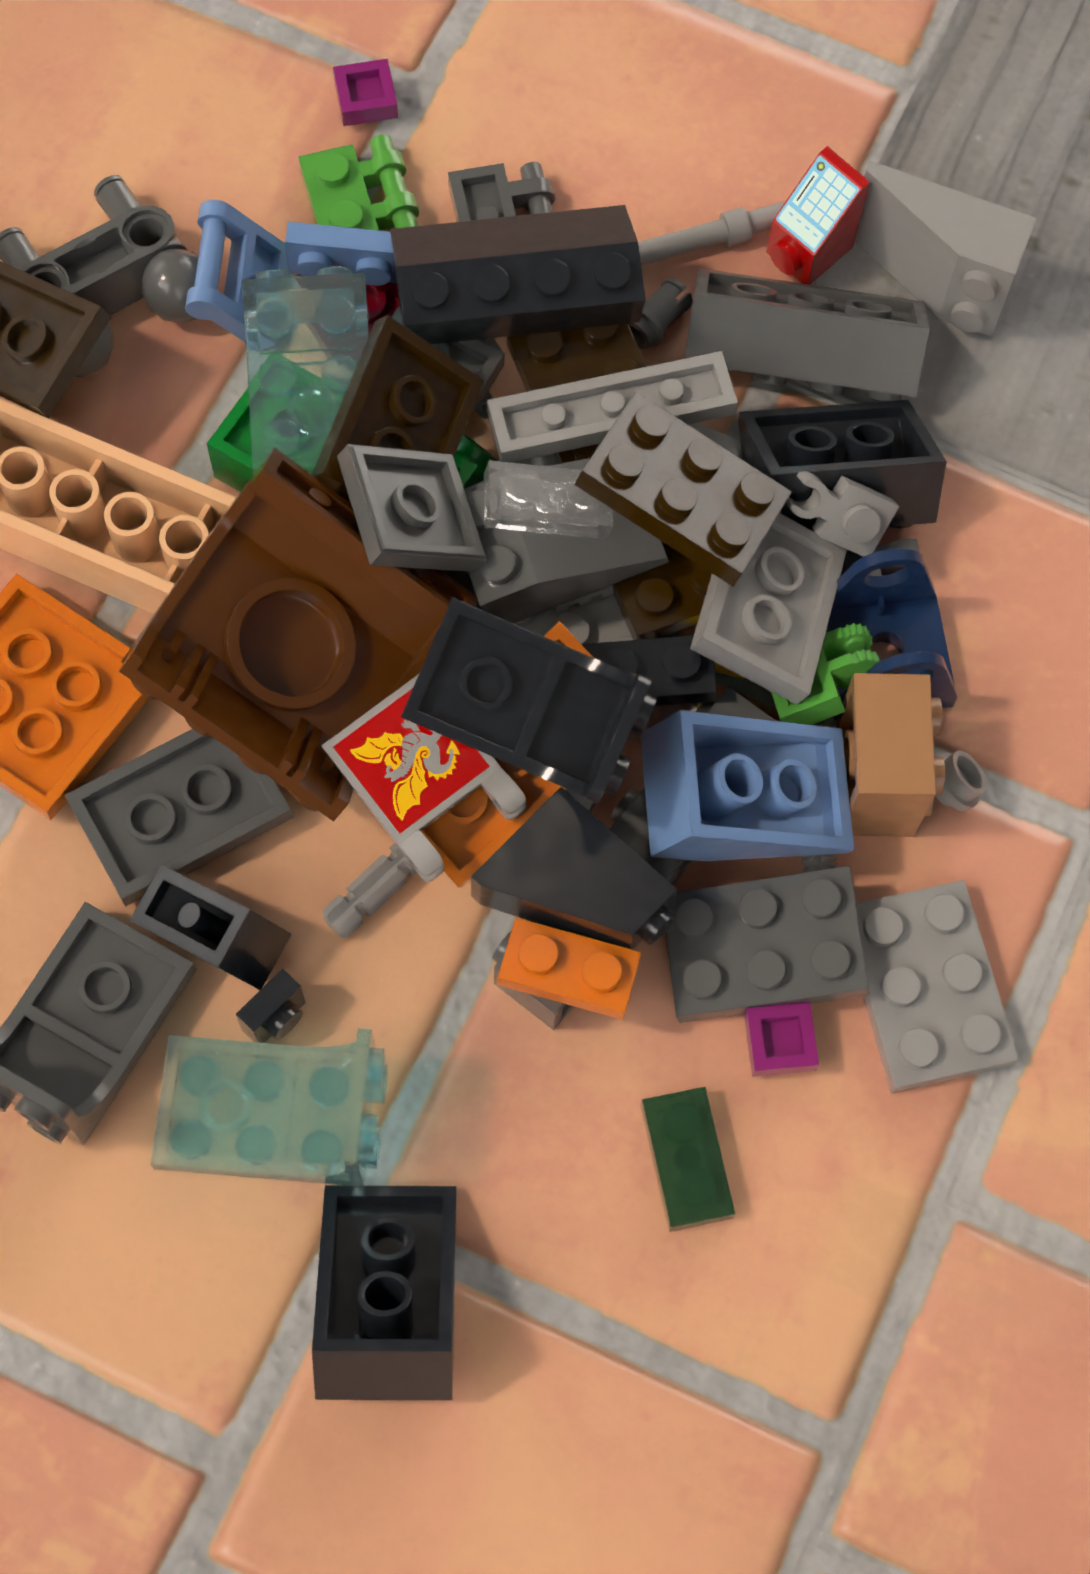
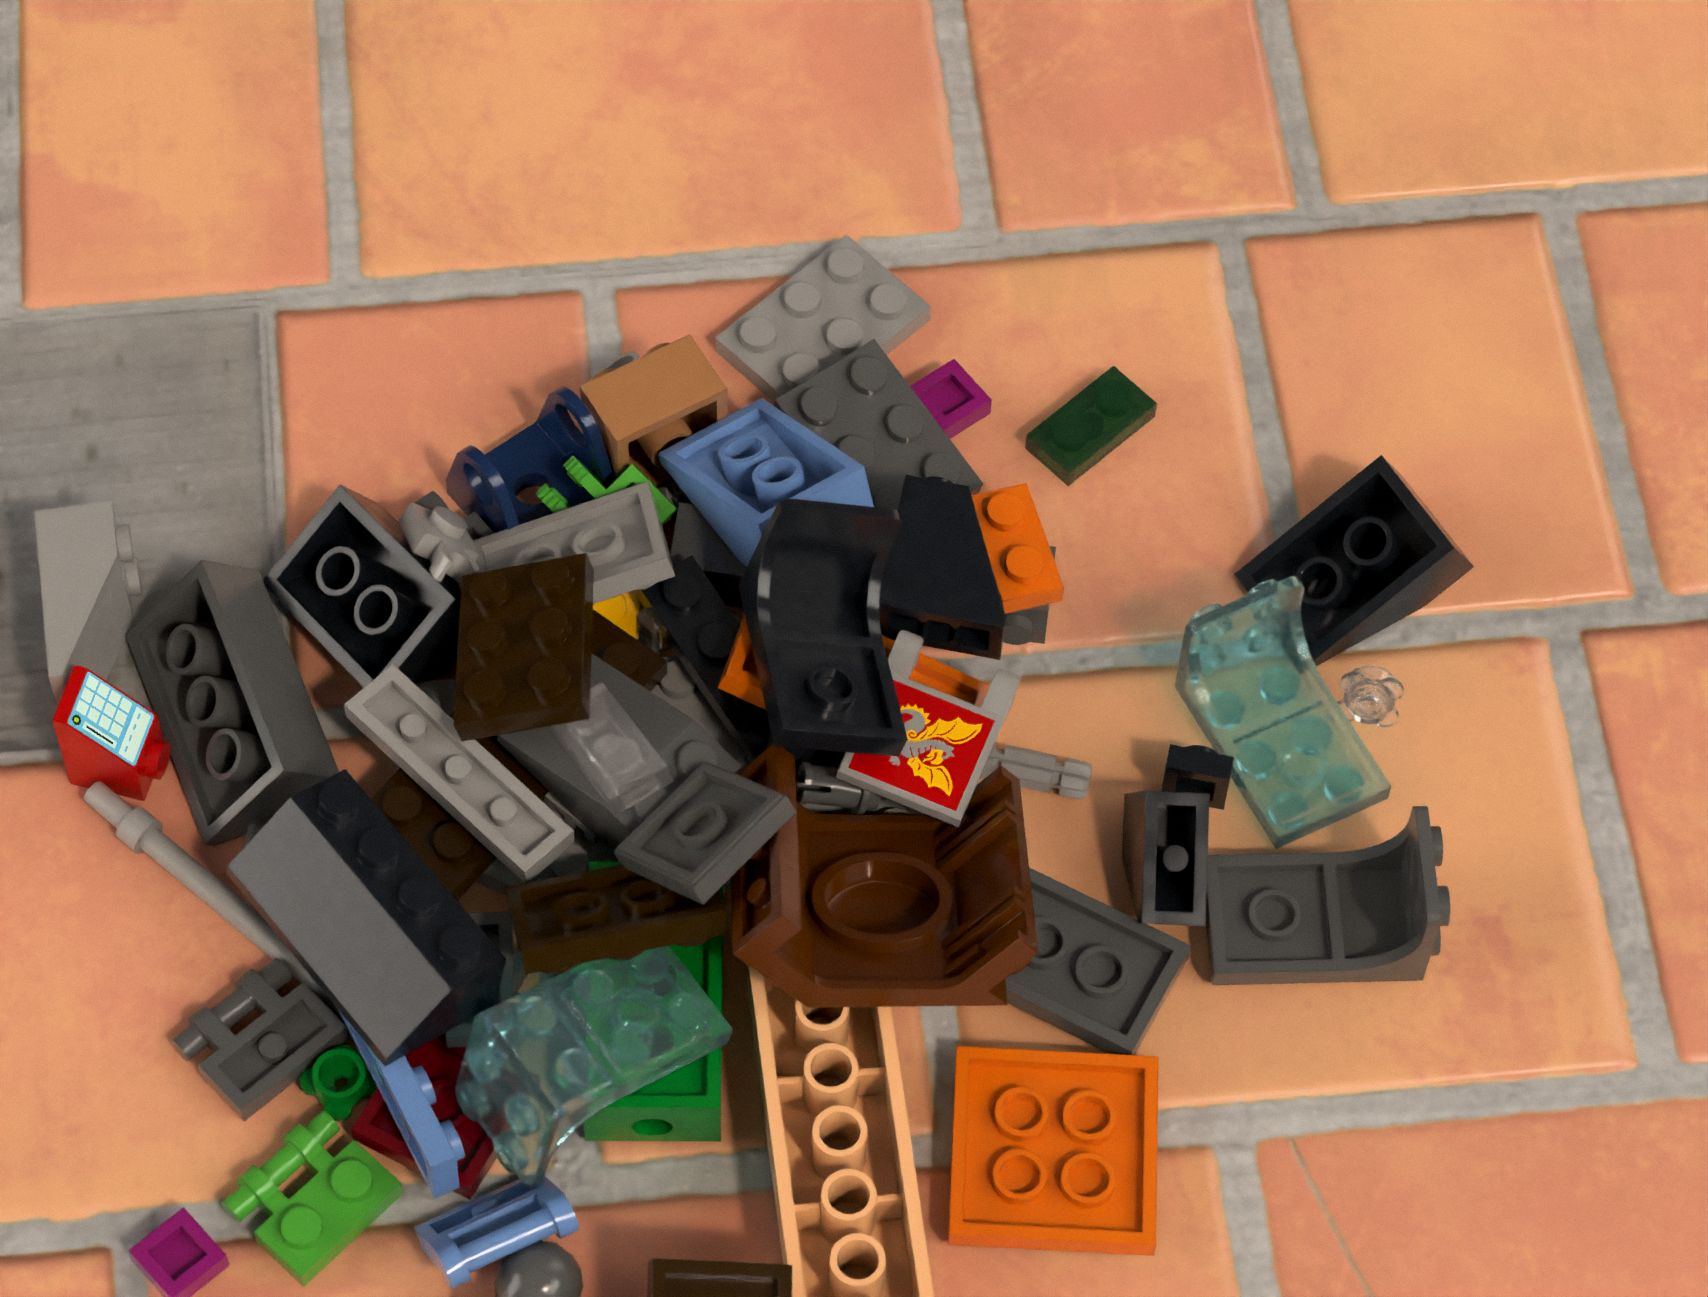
camera: 120 degrees left, 10 degrees down
(251, 1212) = (1371, 696): none -> clear plate

